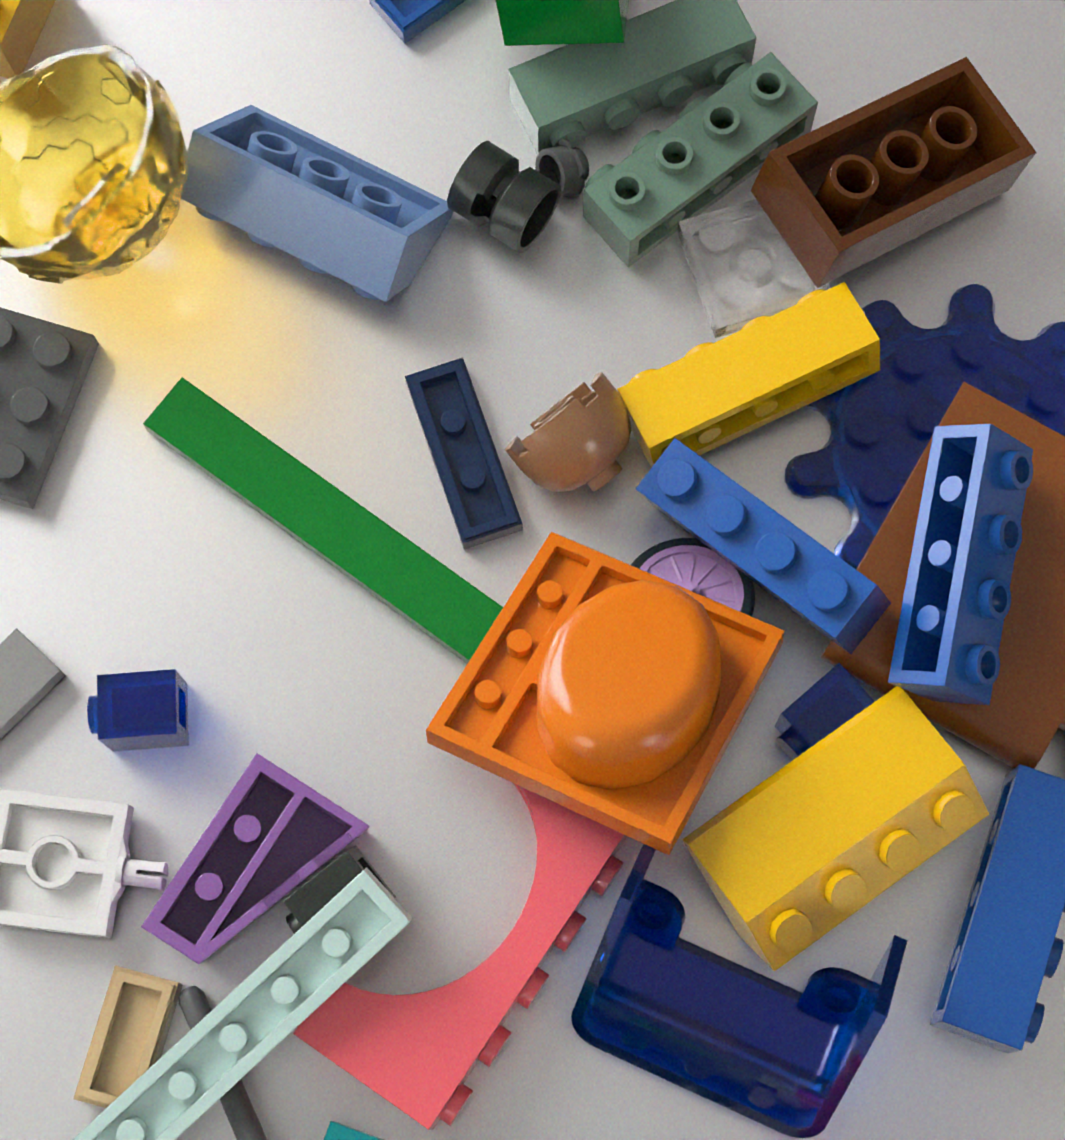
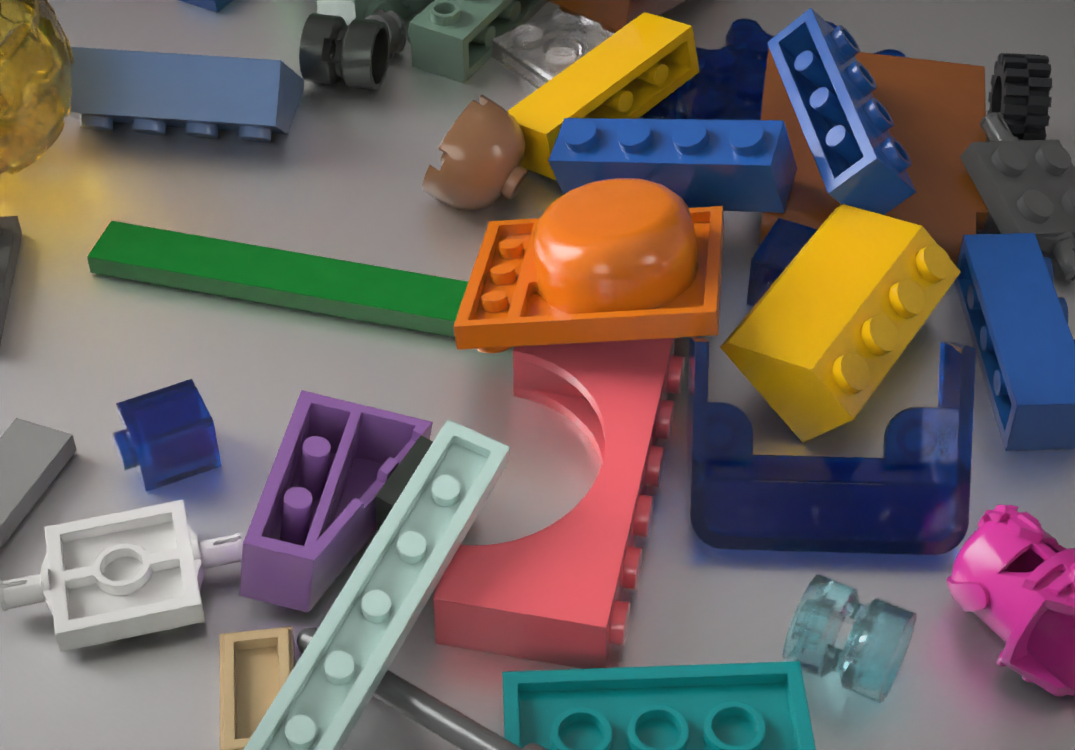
camera: 25 degrees left, 30 degrees down
(463, 453) = (386, 211): dark blue tile -> none

